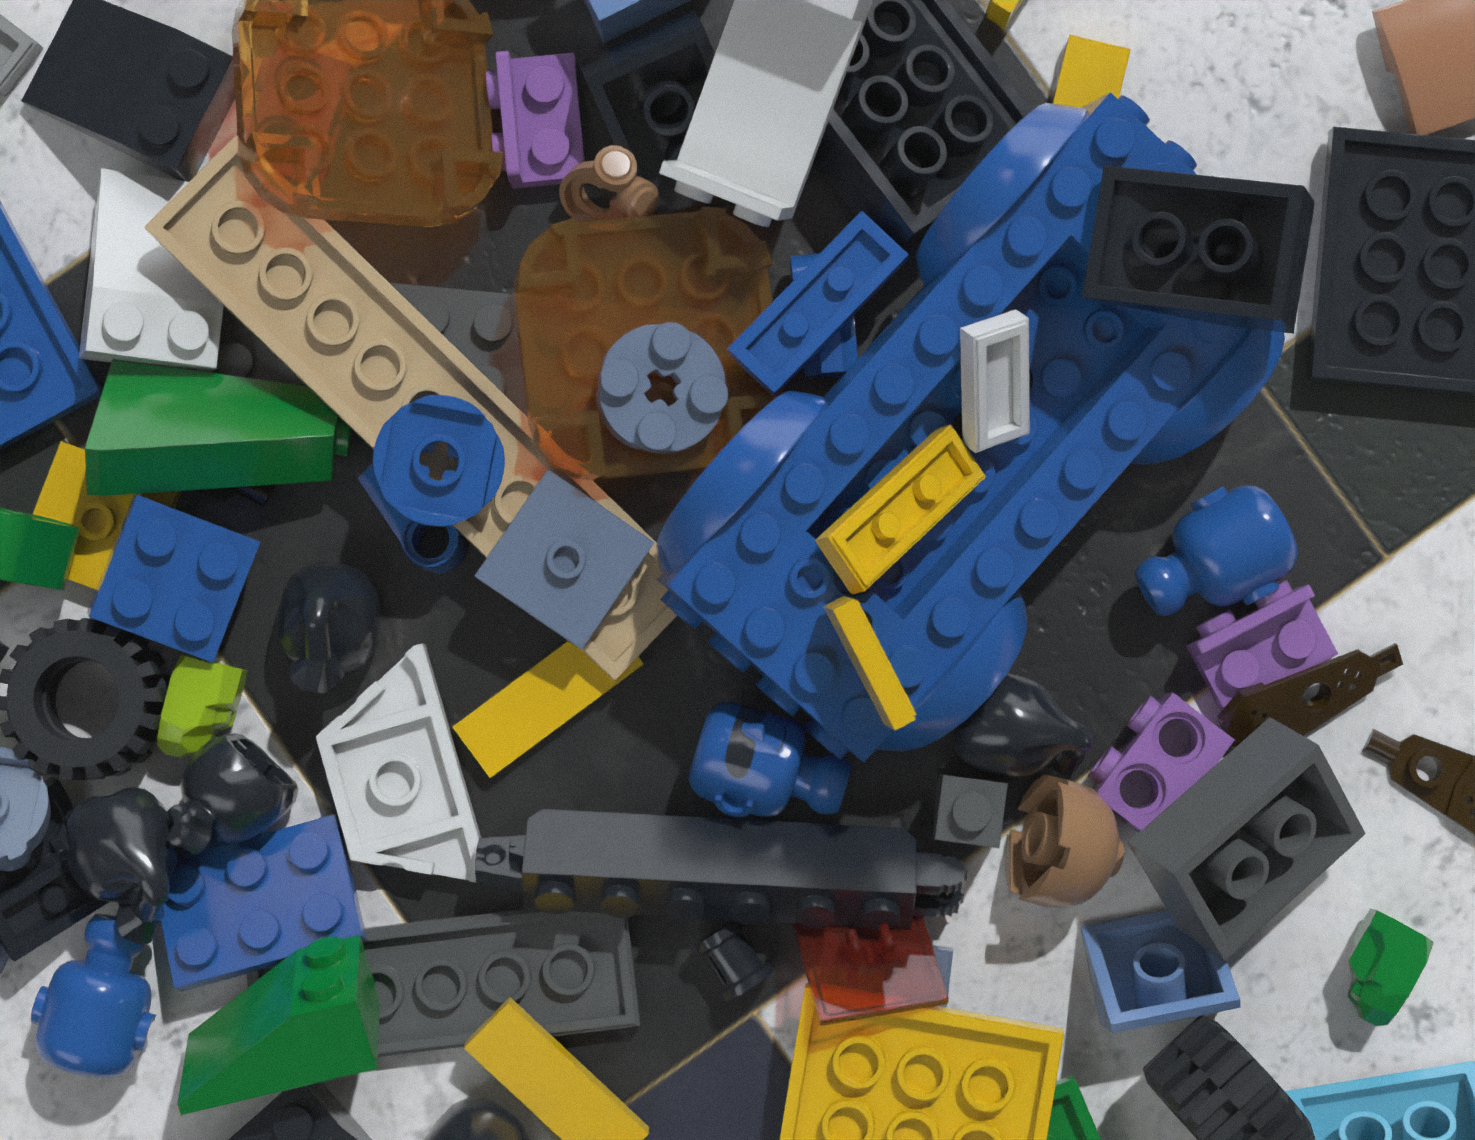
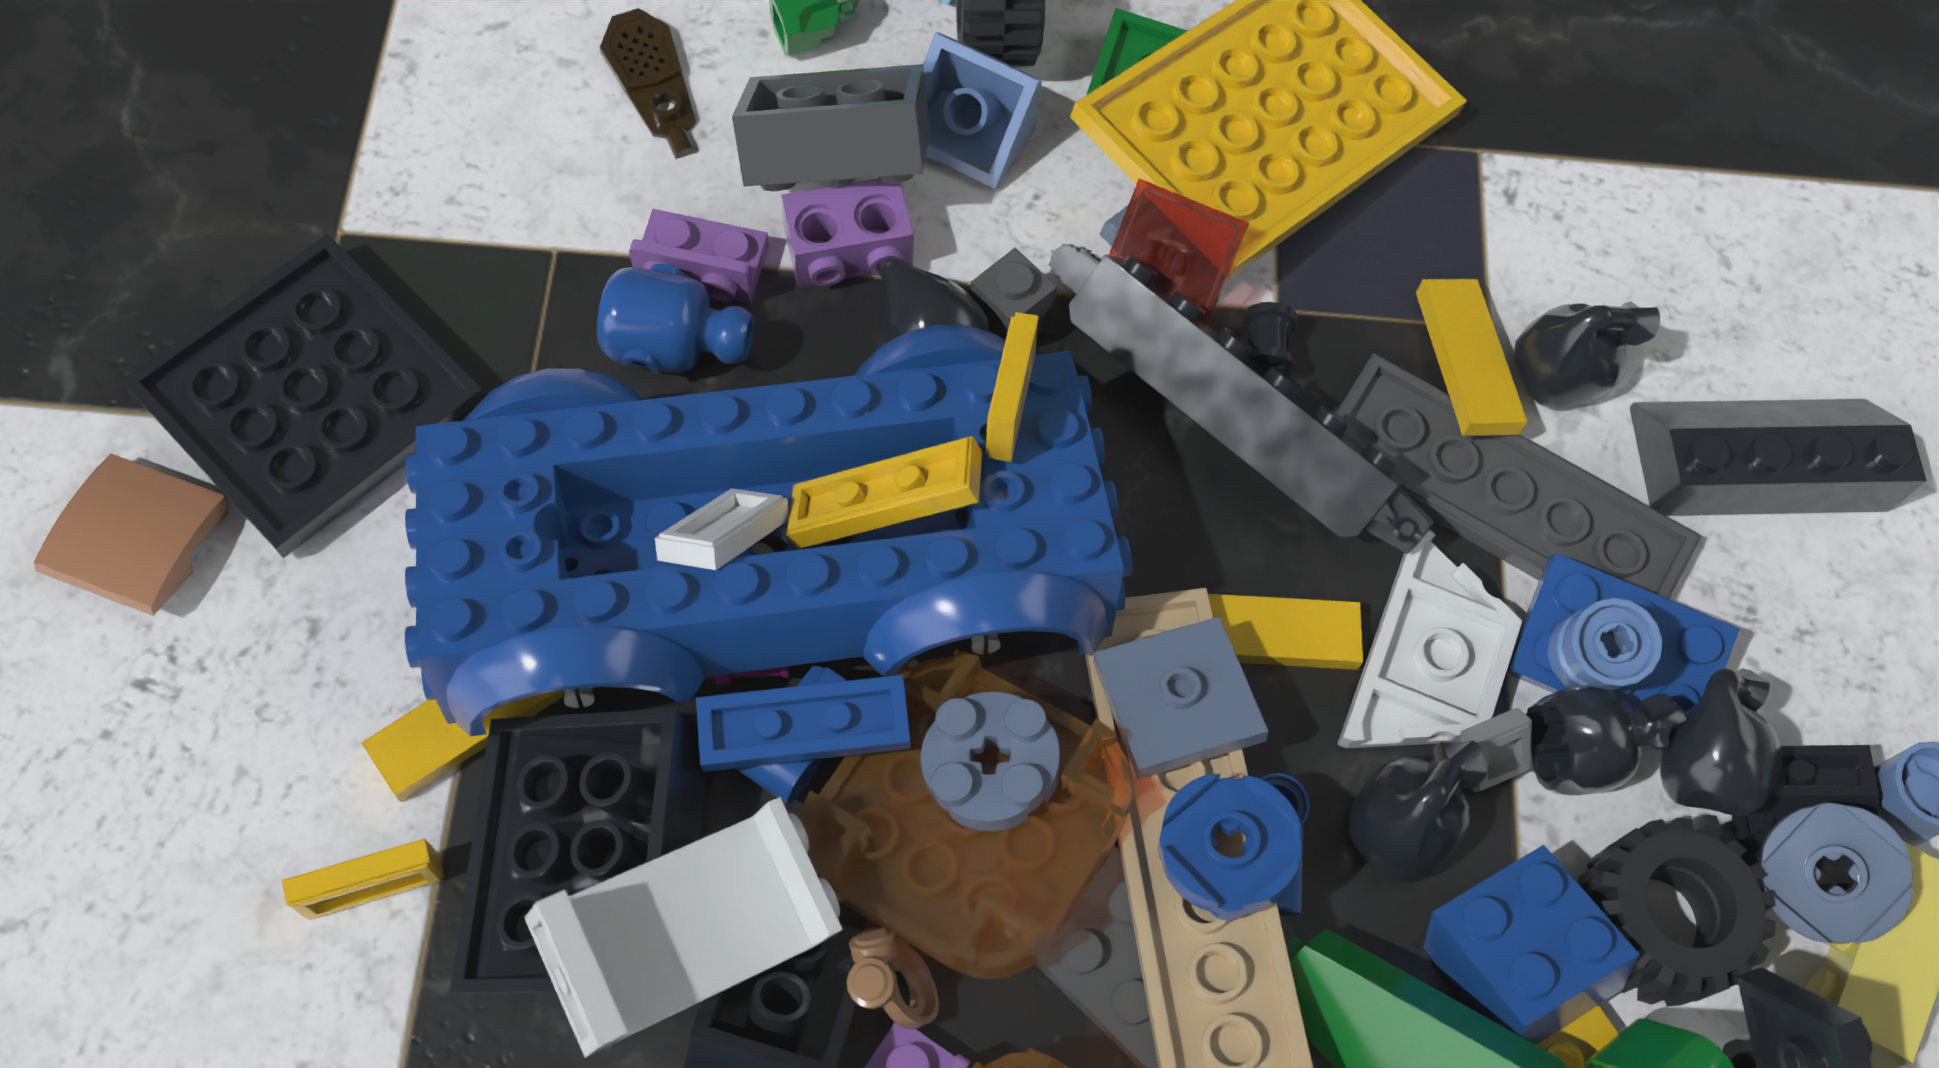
camera: 150 degrees left, 20 degrees down
(96, 1008) = (1820, 662): blue piece -> none
(198, 704) = (1571, 832): lime rock -> none
(268, 860) = (1605, 645): none -> medium blue wheel
(287, 1030) = (1677, 516): green slope -> none
(299, 731) = (1505, 746): none -> light grey tile
(758, 761) = (1147, 441): blue piece -> none
(1065, 845) = (967, 223): medium nougat cylinder -> none
(1200, 247) = (471, 471): black slope -> none
(1284, 701) = (739, 206): dark brown piece -> none

